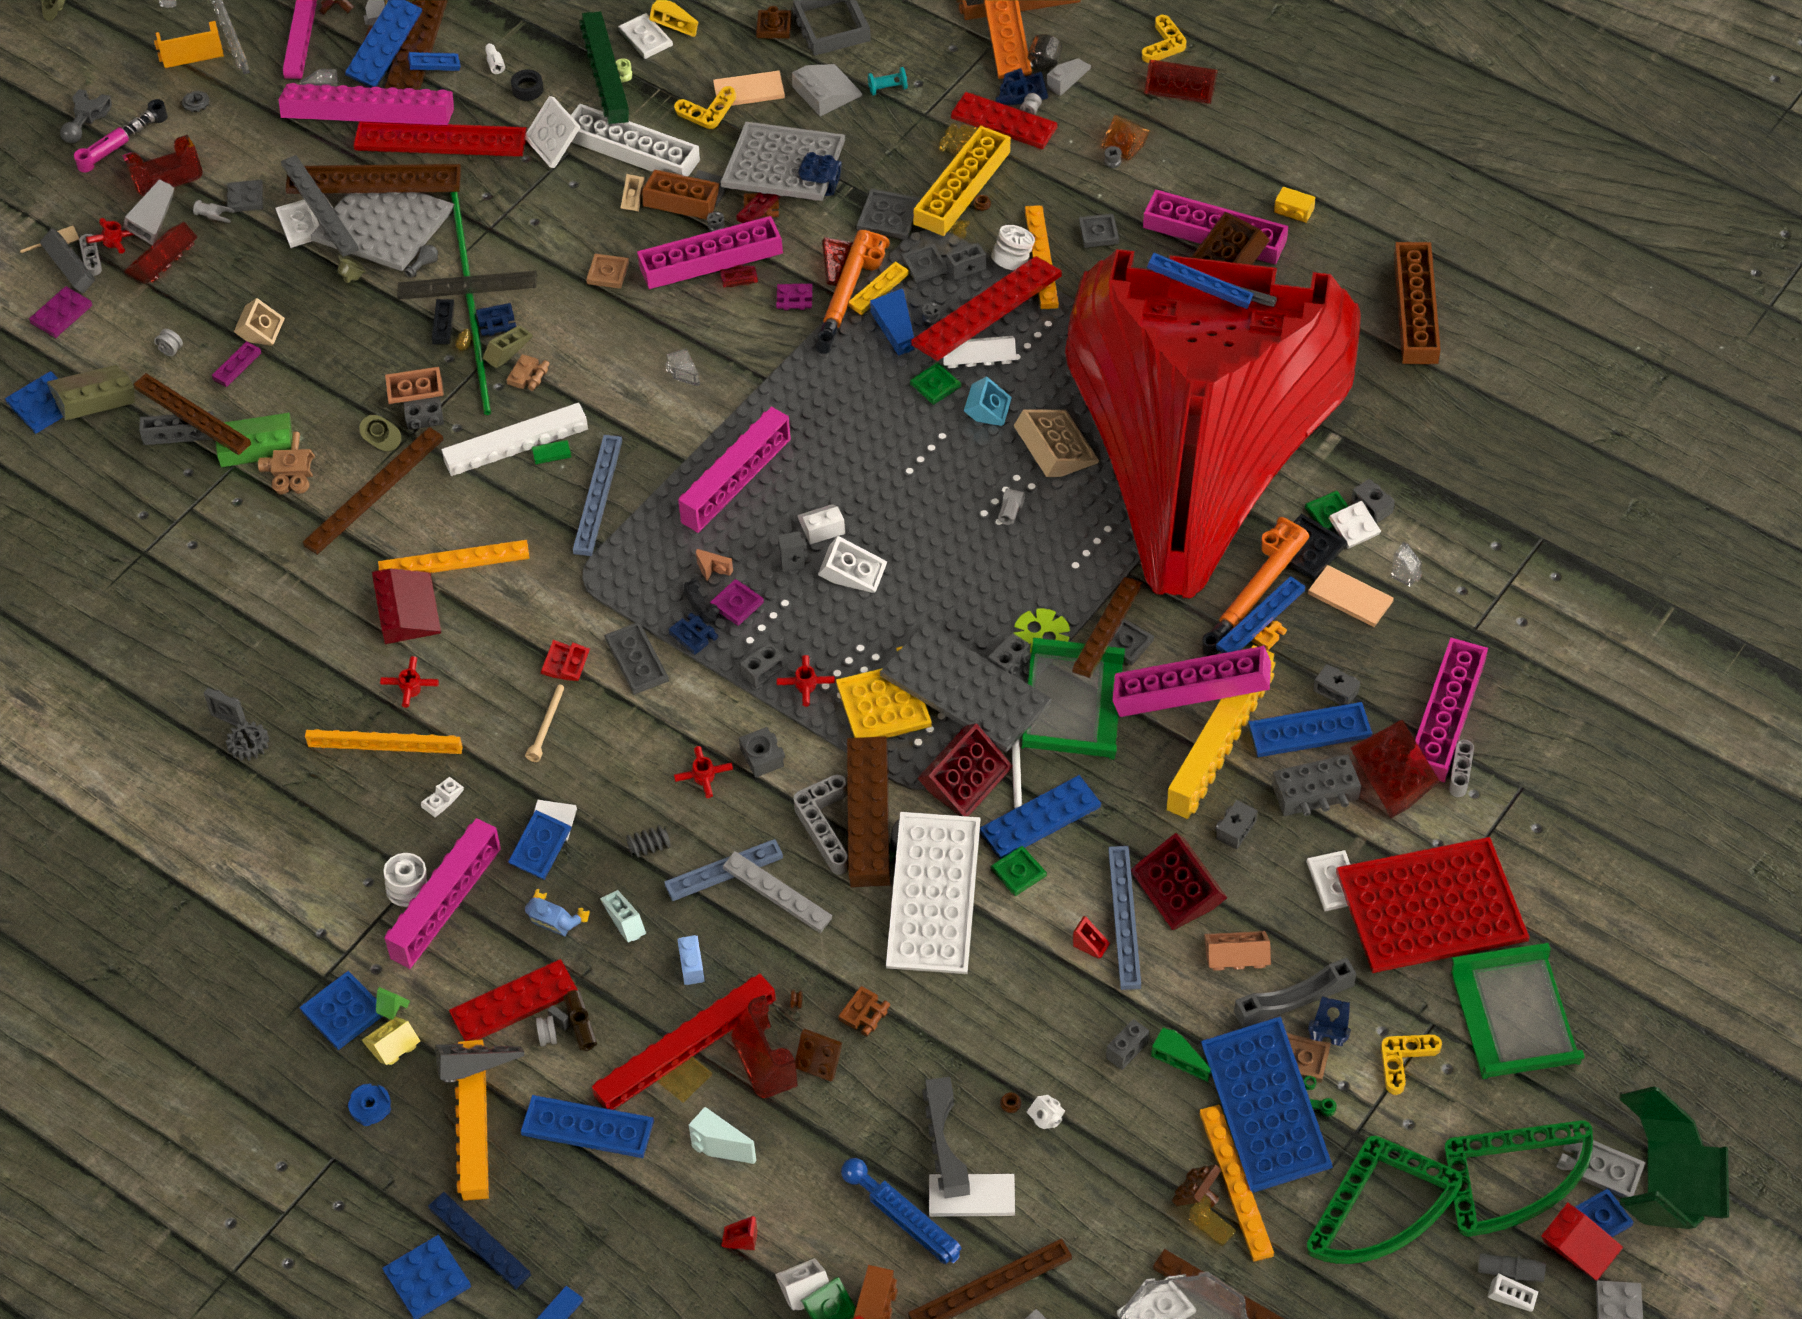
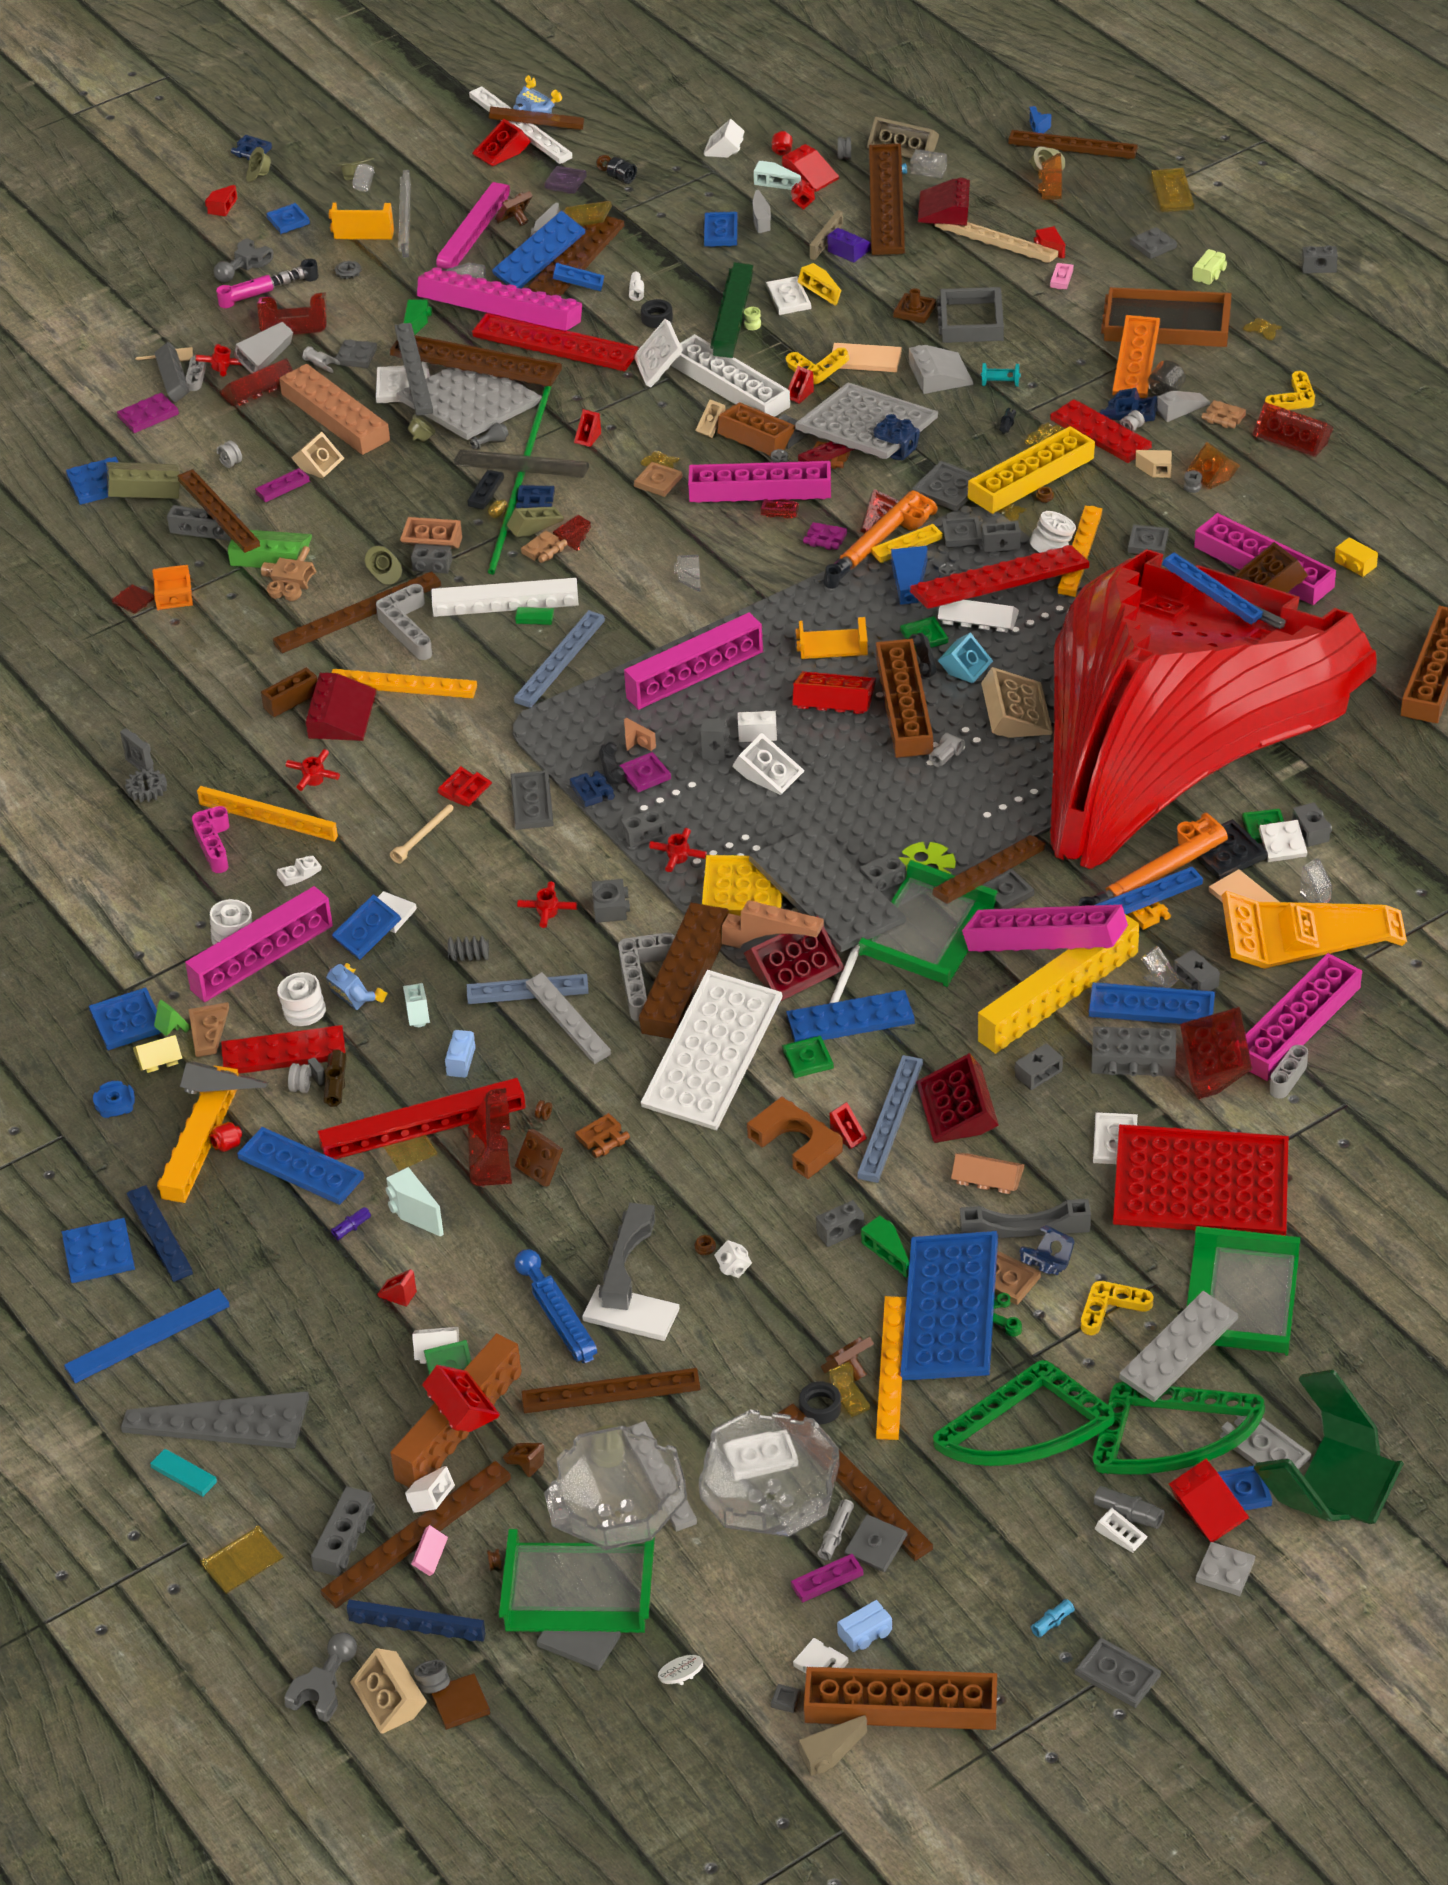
camera: 20 degrees right, 10 degrees down
(31, 50) = (221, 200): none -> red slope
(108, 55) = (288, 218): none -> blue plate
(139, 529) = (133, 598): none -> clear red piece
(175, 508) = (172, 587): none -> orange panel
(253, 265) = (334, 409): none -> nougat brick
(289, 138) = (417, 314): none -> green slope
(333, 765) = (206, 826): none -> dark pink beam
(349, 600) = (289, 692): none -> reddish brown brick
(410, 485) = (392, 614): none -> light grey beam
(428, 998) = (207, 1027): none -> medium nougat wing
(501, 1116) = (225, 1137): none -> red head
(512, 943) = (301, 999): none -> white wheel
(516, 230) = (588, 429): none -> red slope
(549, 348) = (573, 531): none -> clear red wing
(599, 247) = (659, 458): none -> clear yellow piece
(664, 1176) = (351, 1223): none -> dark purple axle
(702, 134) = (801, 384): none -> red slope
(854, 412) = (832, 642): none -> light orange panel
(879, 468) = (833, 692): none -> red slope
(913, 129) = (1007, 420): none -> black axle
(931, 742) = (764, 920): none -> nougat arch
(946, 404) = (927, 665): none -> black piece
(950, 460) = (904, 698): none -> dark orange brick
(1029, 943) = (786, 1117): none -> dark orange arch
(1070, 145) = (1154, 462): none -> tan slope
(1110, 77) = (1224, 414): none -> medium nougat plate
(1193, 1226) = (823, 1389): none -> black tyre
(1302, 692) = (1159, 969): none -> clear slope
(1406, 618) = (1290, 932): none -> light orange wing
(1490, 1089) = (1178, 1346): none -> light grey plate

